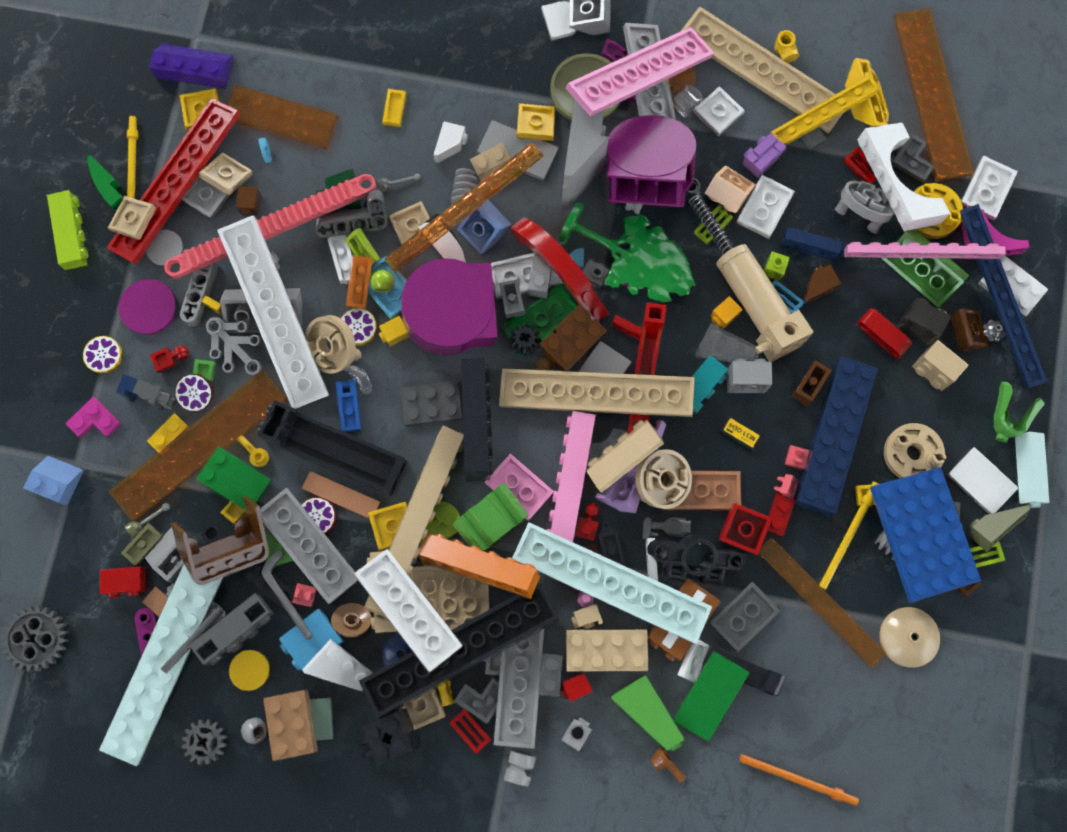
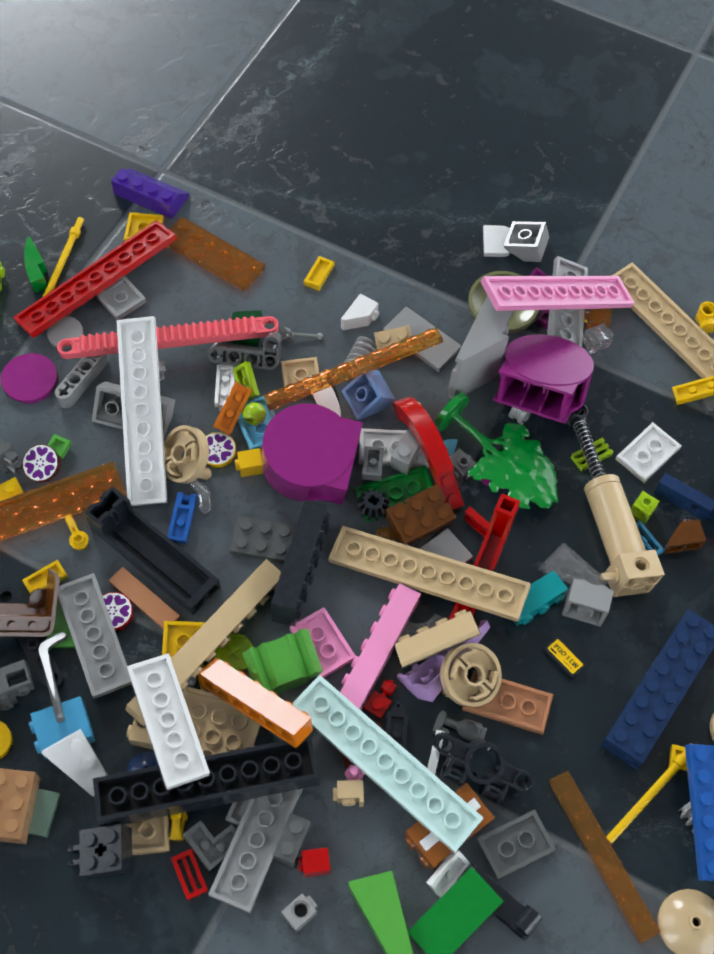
camera: 15 degrees right, 15 degrees down
(132, 217) = (45, 297): tan tile -> none
(164, 358) = (26, 426): red plate -> none
(212, 304) = (88, 391): yellow tile -> none
(225, 173) = (144, 285): tan tile -> none
(231, 344) = (93, 431): light grey plant -> none
(233, 478) = (46, 549): green slope -> none
(248, 201) = (158, 309): reddish brown brick -> none
(265, 149) = (188, 276): medium azure tile -> none
(304, 595) = (72, 683): coral tile -> none
(348, 614) = (109, 721): medium nougat dish -> none
(519, 768) = (227, 929): light grey wheel -> none
(536, 122) = (447, 318): yellow tile -> none
(606, 650) = (358, 833): tan brick -> none
(718, 111) = (625, 356): white tile -> none
(726, 313) = (581, 537): light orange brick -> none
(729, 189) = (616, 426): light nougat slope -> none
(745, 528) = (541, 750): red brick -> none
(763, 155) = (659, 405): medium lavender brick -> none
(780, 514) = (582, 751): red plate -> none
(788, 487) = (600, 723): coral tile -> none
(796, 457) = (616, 698): coral tile -> none
(811, 383) = (650, 627): reddish brown brick -> none

